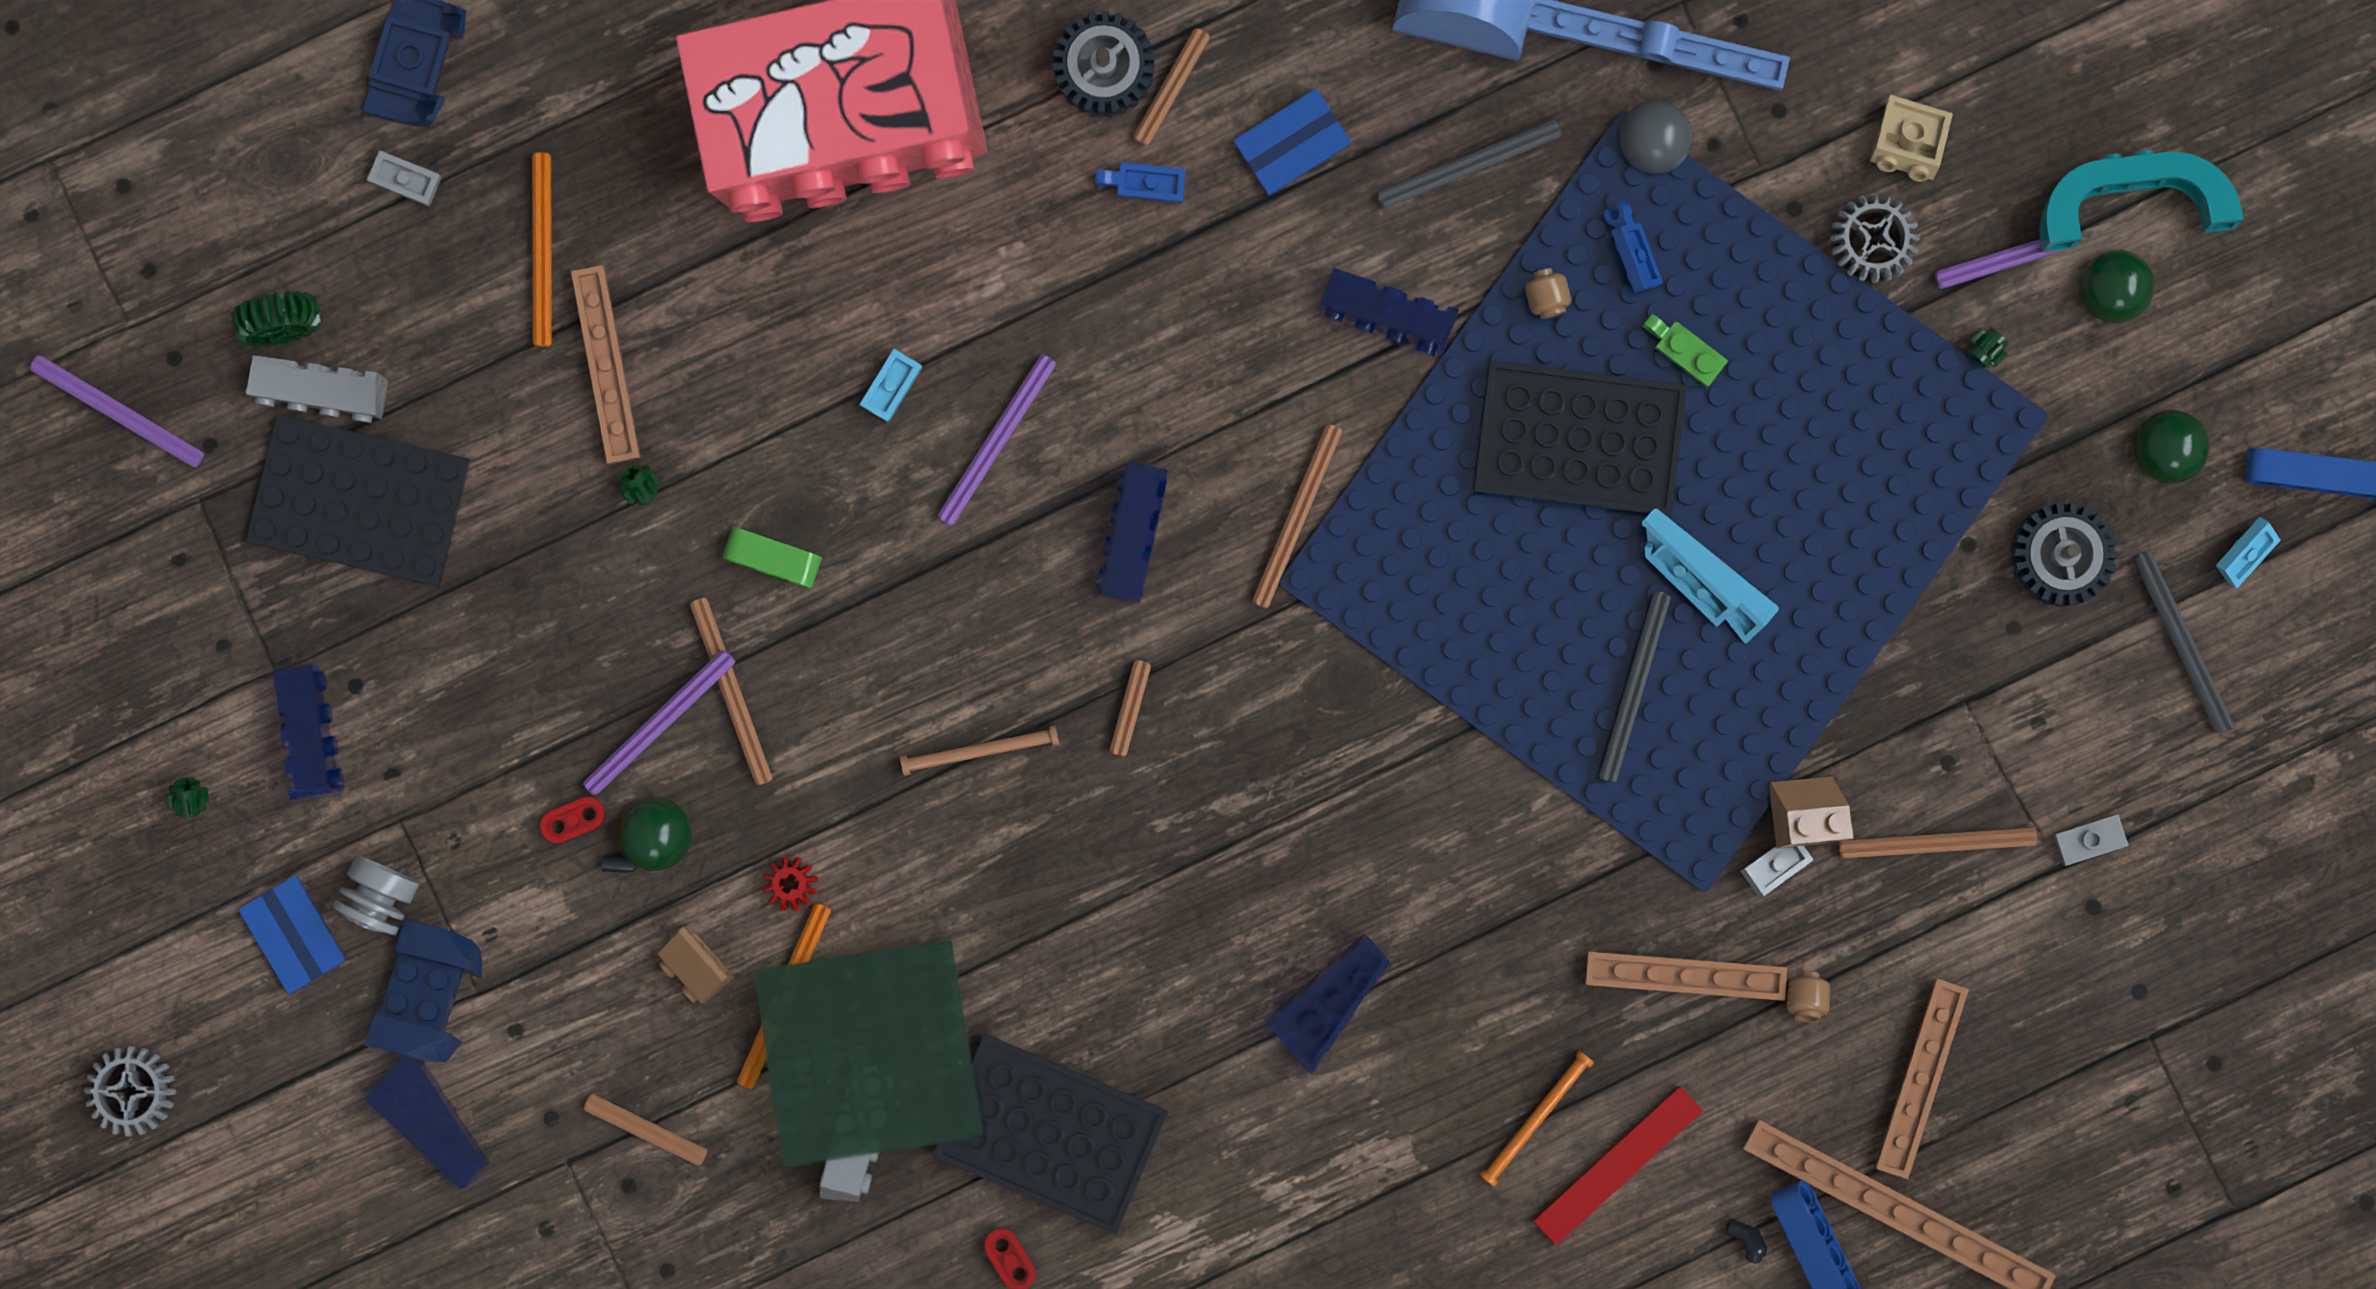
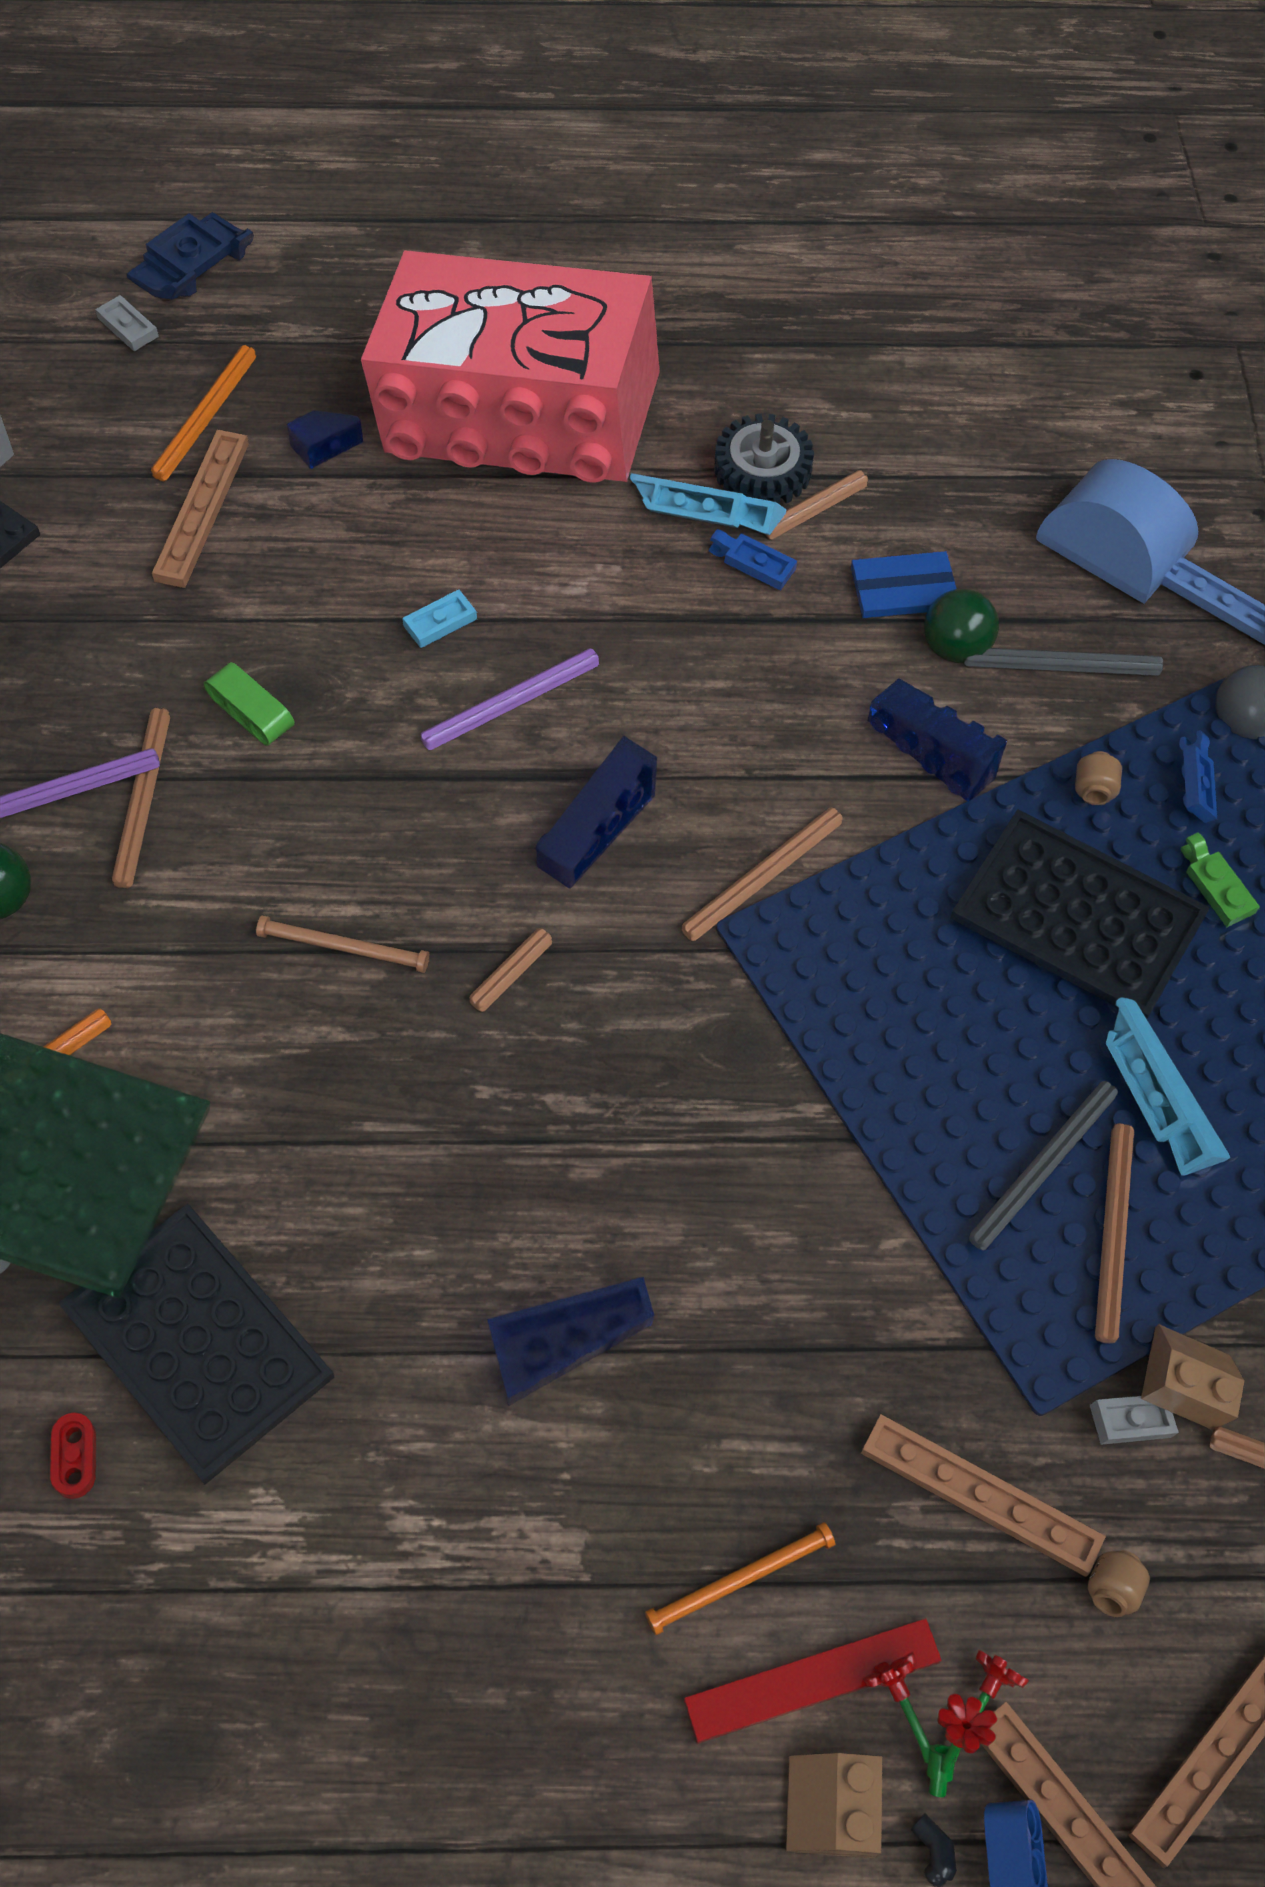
camera: 20 degrees right, 25 degrees down
(638, 484) = (168, 599): dark green gear -> none
(672, 229) = (323, 436): none -> clear blue slope
(785, 873) = (86, 978): red gear -> none
(1074, 141) = (708, 504): none -> medium azure wedge
(1364, 173) = (961, 625): none -> dark green piece
(1667, 1243) = (835, 1805): none -> medium nougat slope
(1710, 719) = (1114, 1234): none -> nougat axle
(1735, 1161) = (964, 1723): none -> red plant

